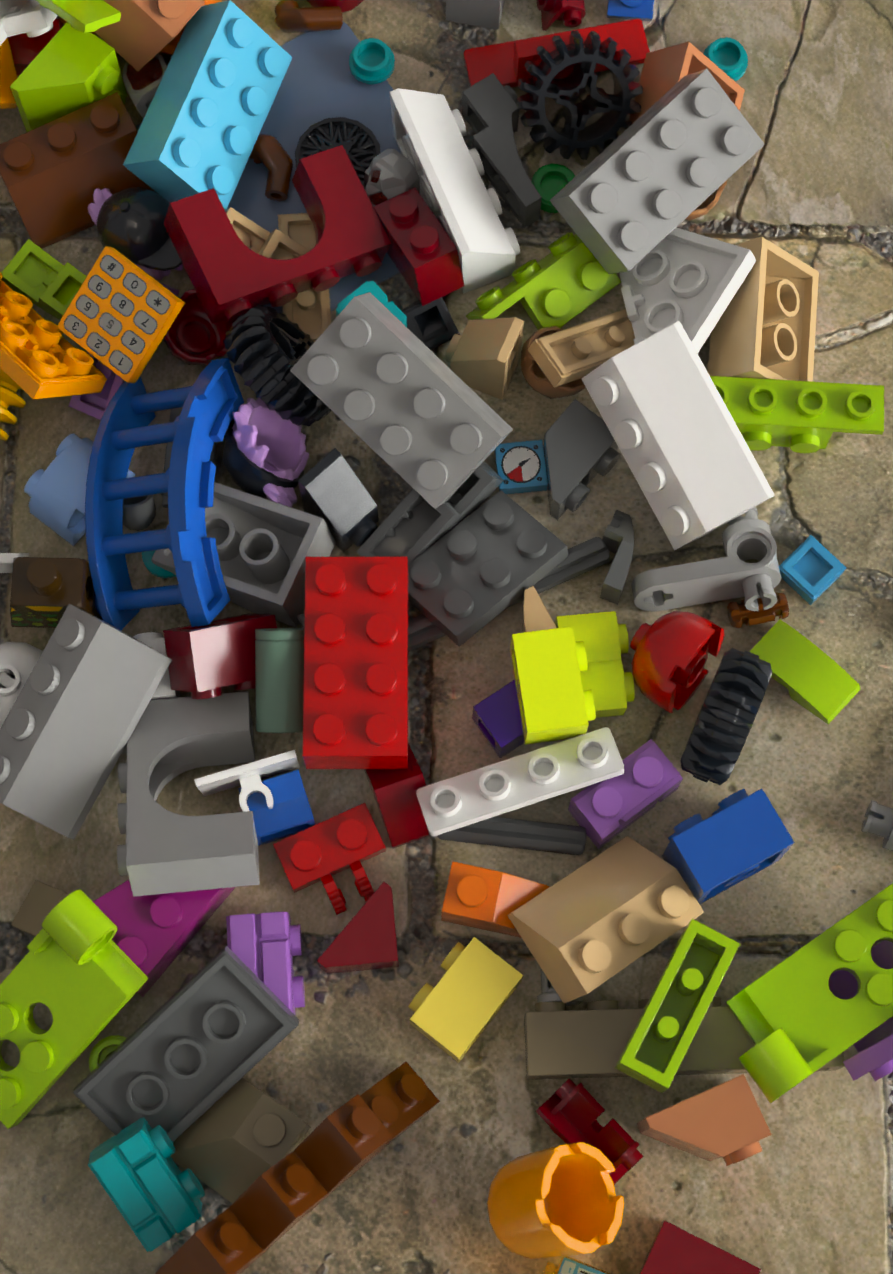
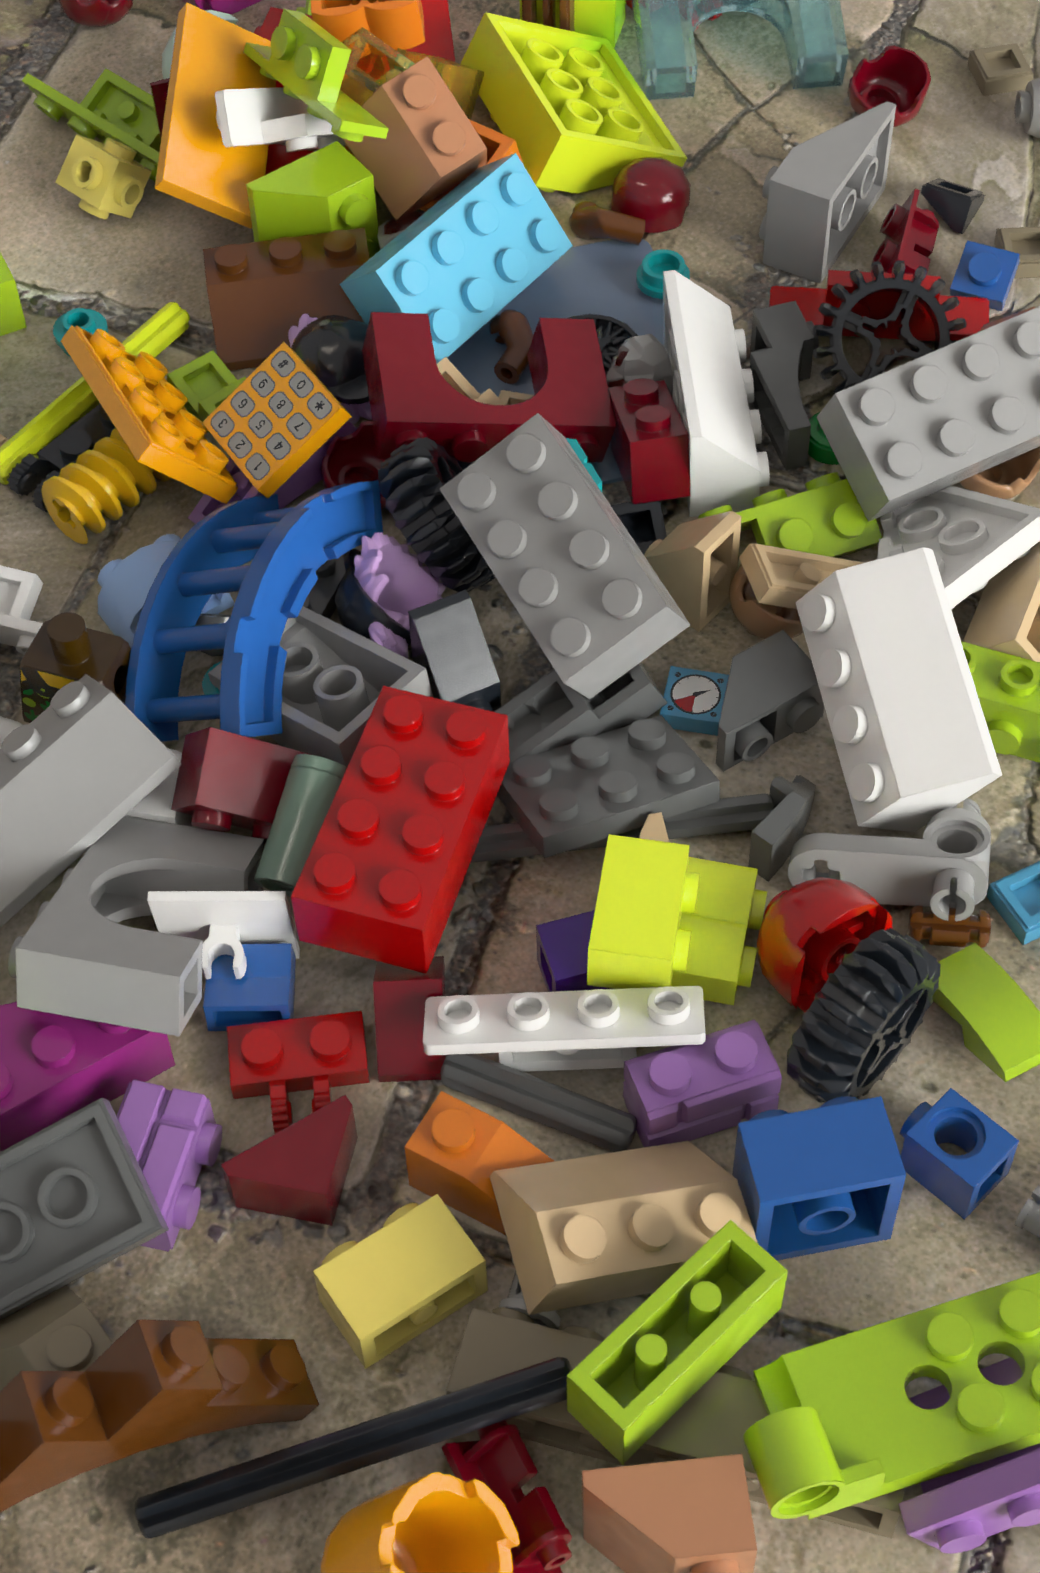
camera: 20 degrees right, 20 degrees down
(482, 1131) = (353, 1448): none -> black axle
(831, 786) = (956, 1179): none -> blue brick

